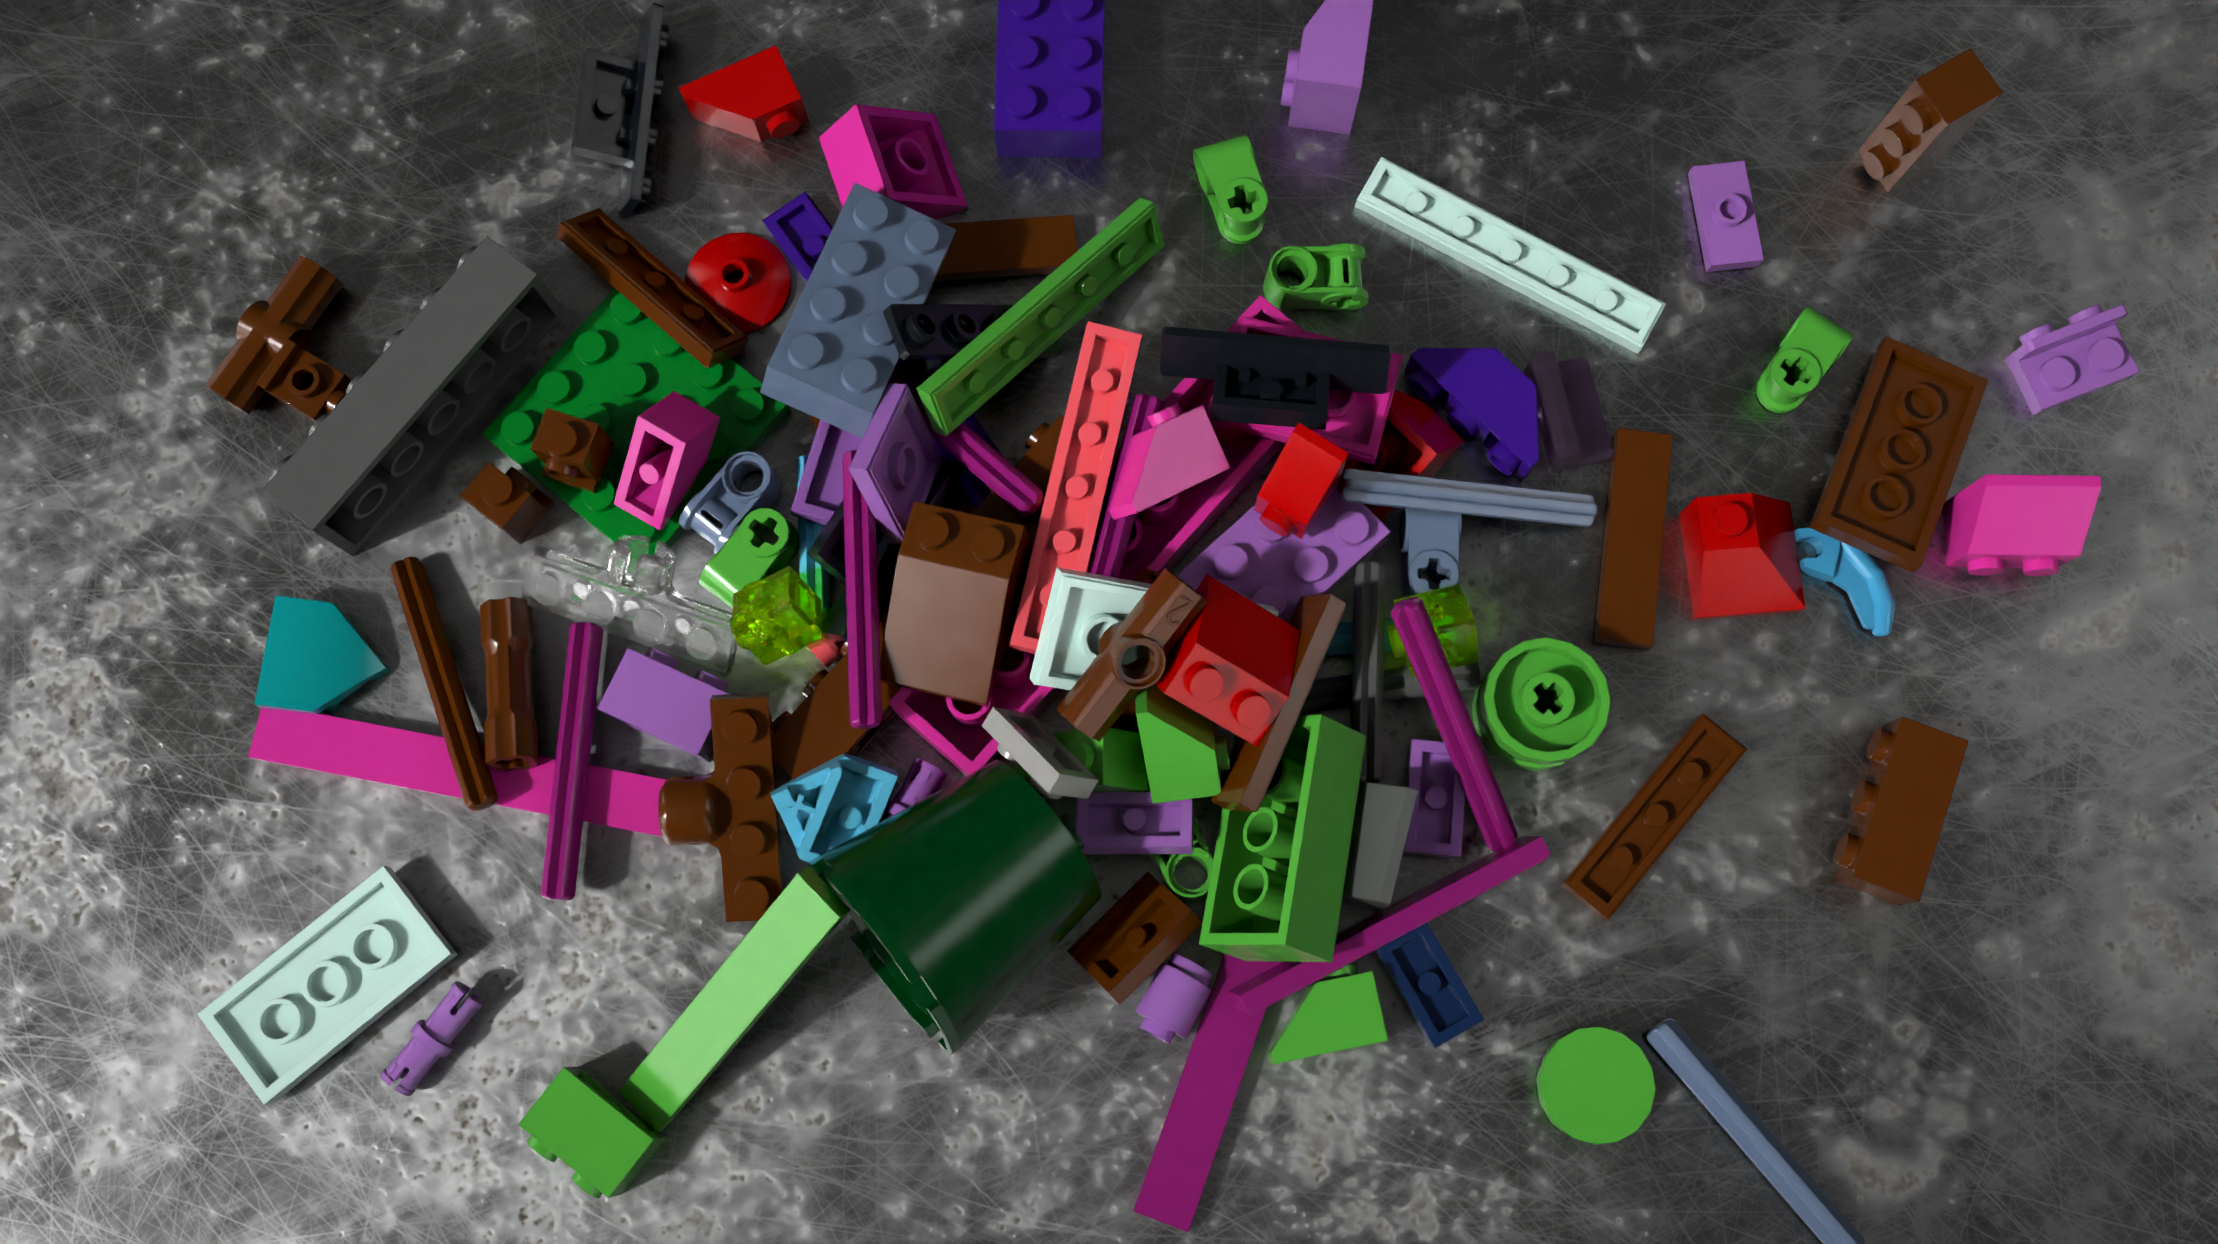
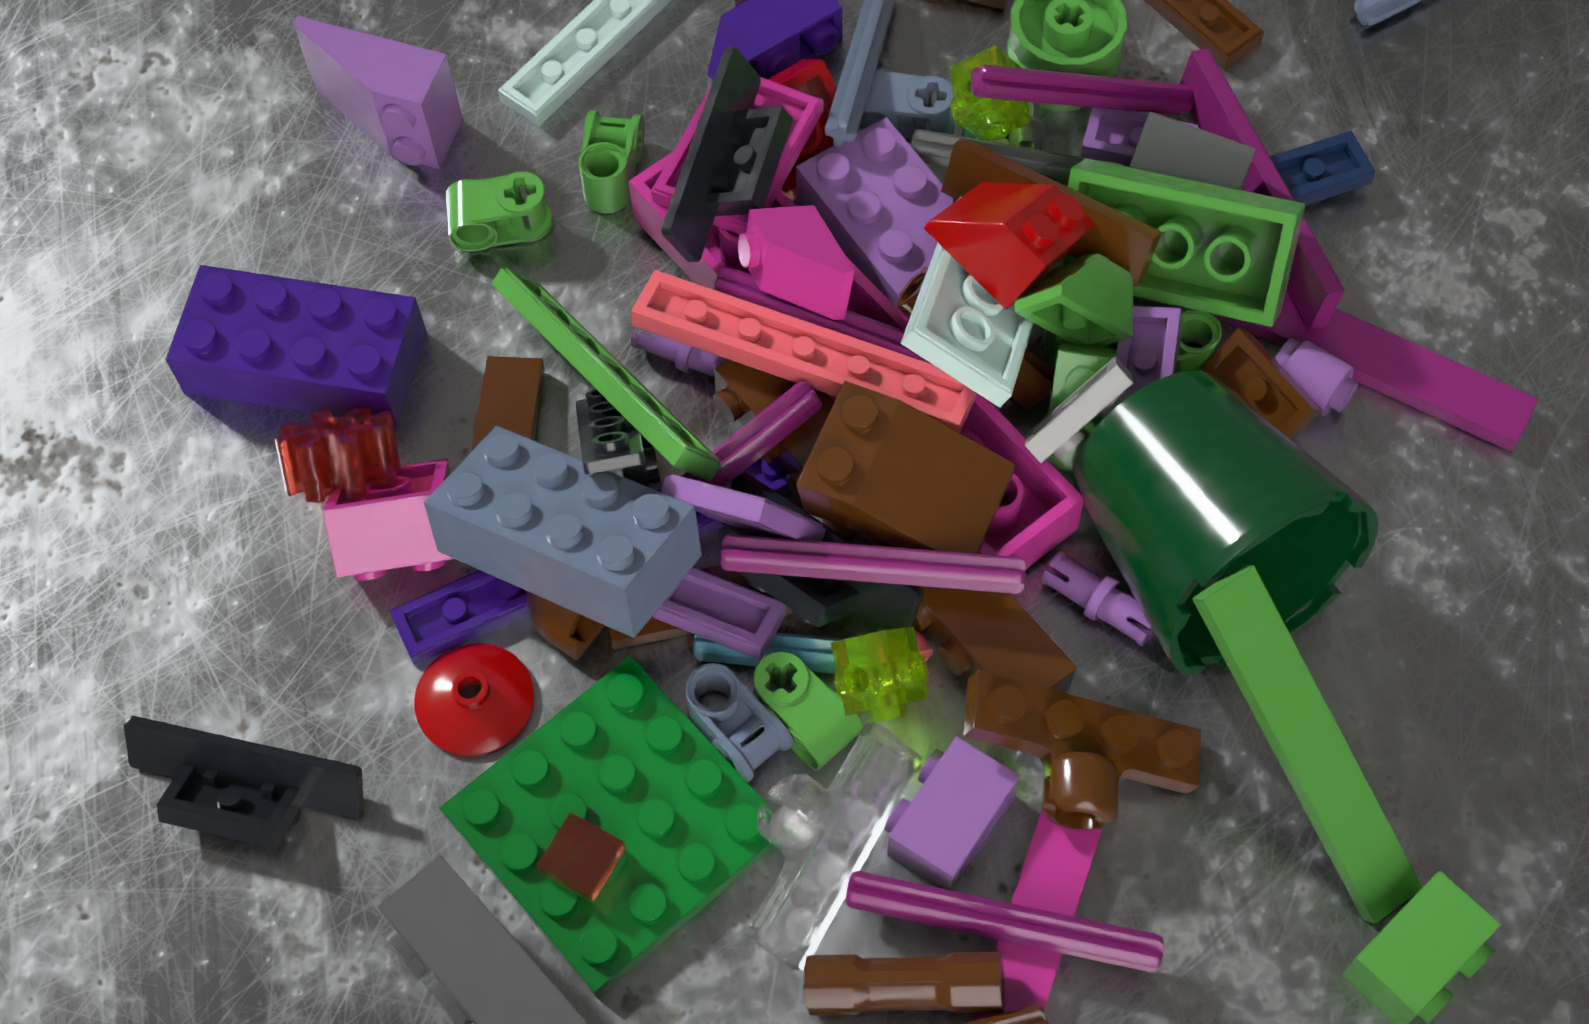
camera: 80 degrees left, 15 degrees down
(507, 500) = (685, 965): reddish brown brick -> none
(572, 450) = (648, 865): reddish brown brick -> none
(584, 393) = (581, 857): none -> clear red tile
(652, 287) = (462, 776): reddish brown tile -> none
(665, 458) = (680, 766): dark pink slope -> none
(748, 98) = (267, 646): red slope -> none
(833, 803) = (1097, 646): medium azure slope -> none
(932, 106) = (338, 453): none -> clear red gear
(1109, 686) = (1000, 294): reddish brown piece -> none
(1300, 482) = (838, 150): red slope -> none
(1332, 1017) = (1352, 246): bright green slope -> none
(1596, 1085) = (1411, 67): bright green tile -> none

